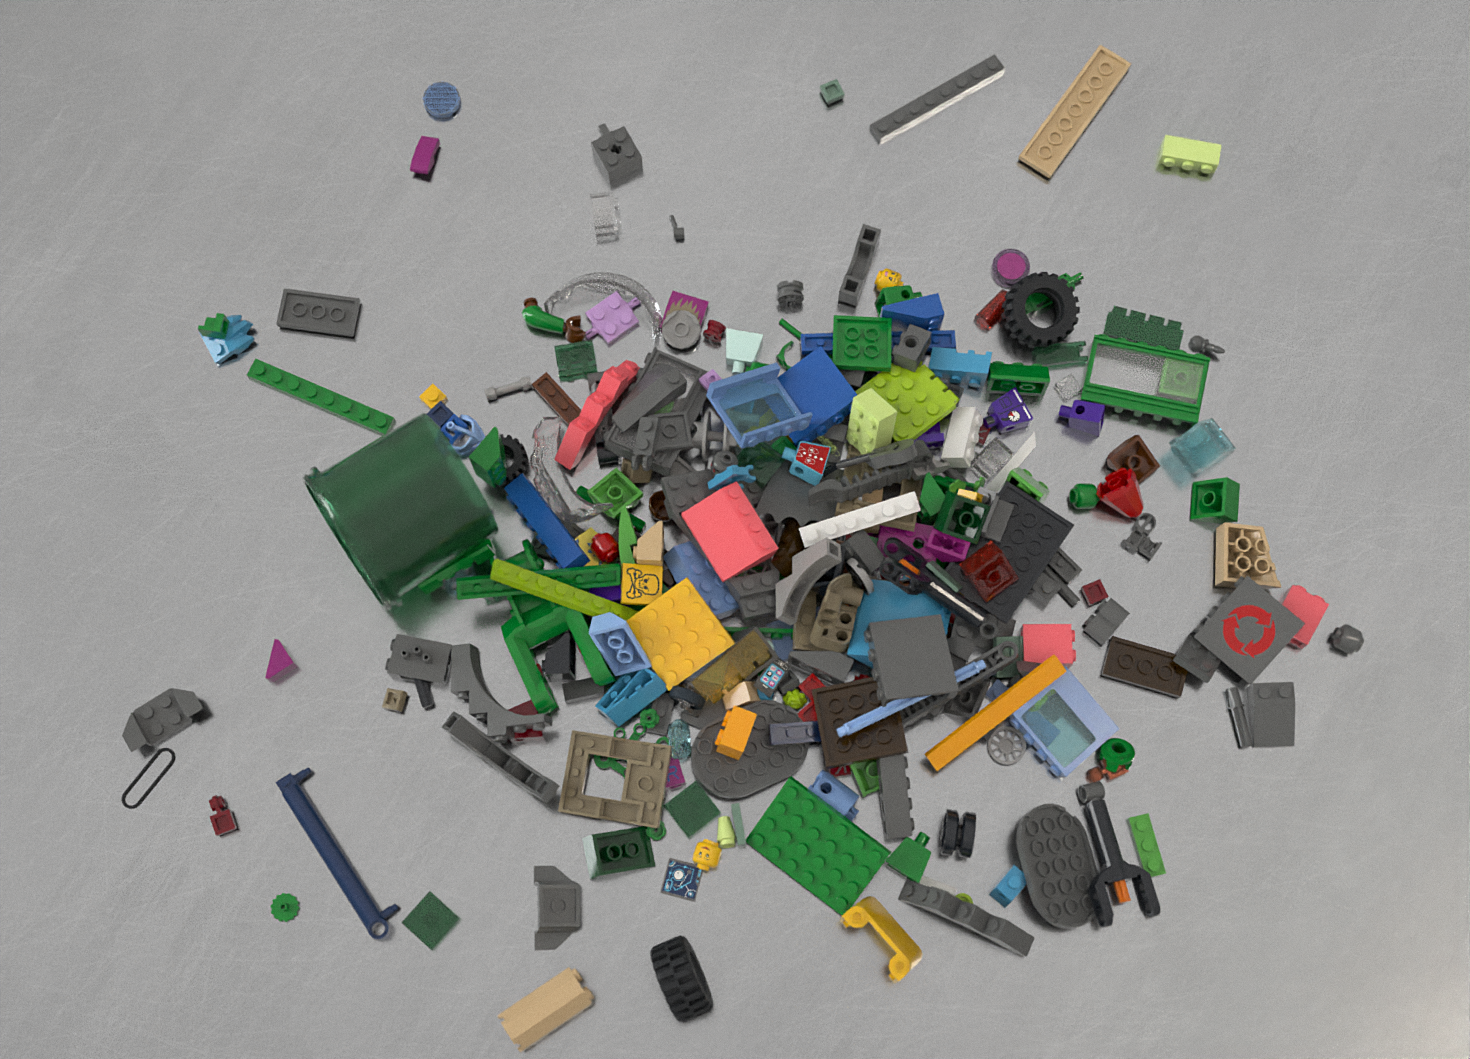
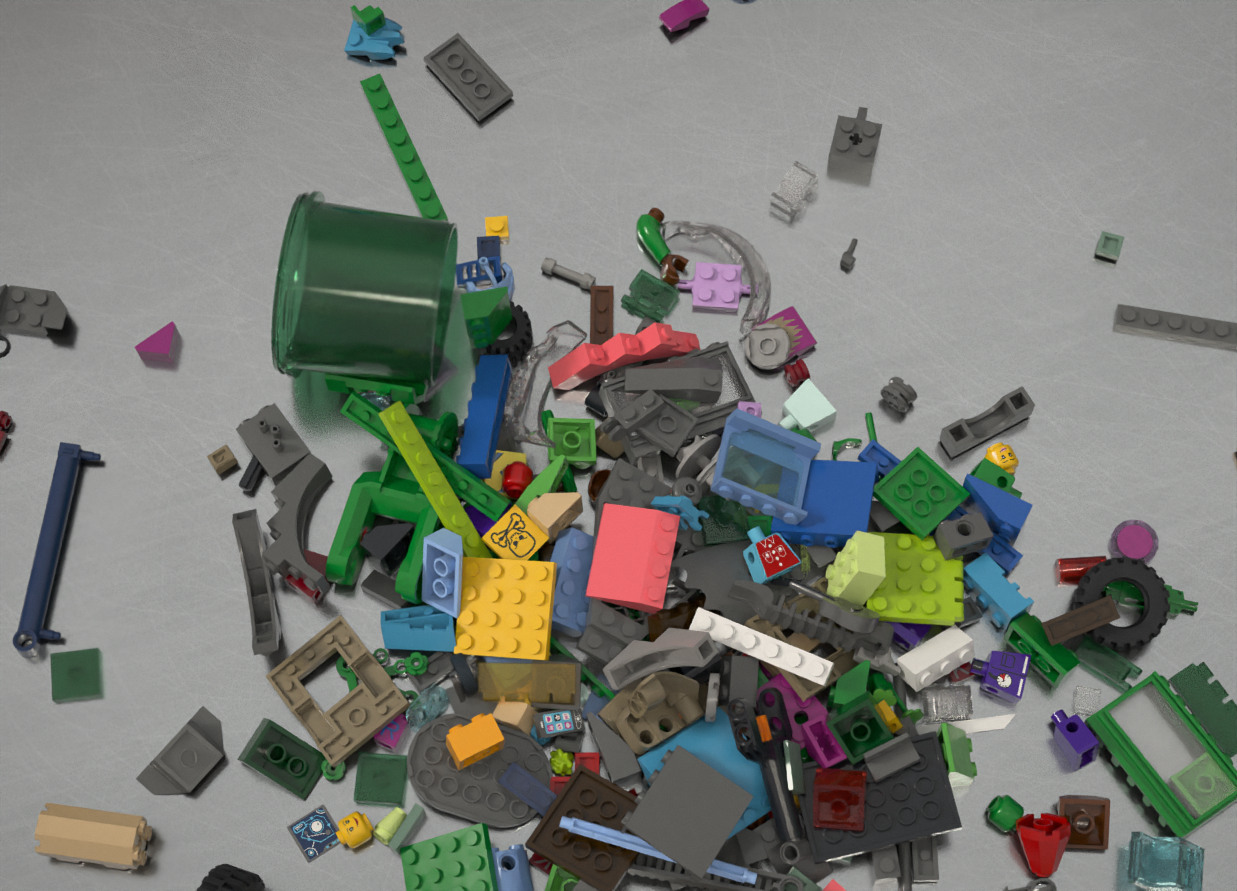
camera: 45 degrees right, 5 degrees down
(1030, 339) = (1081, 620): none -> dark brown plate

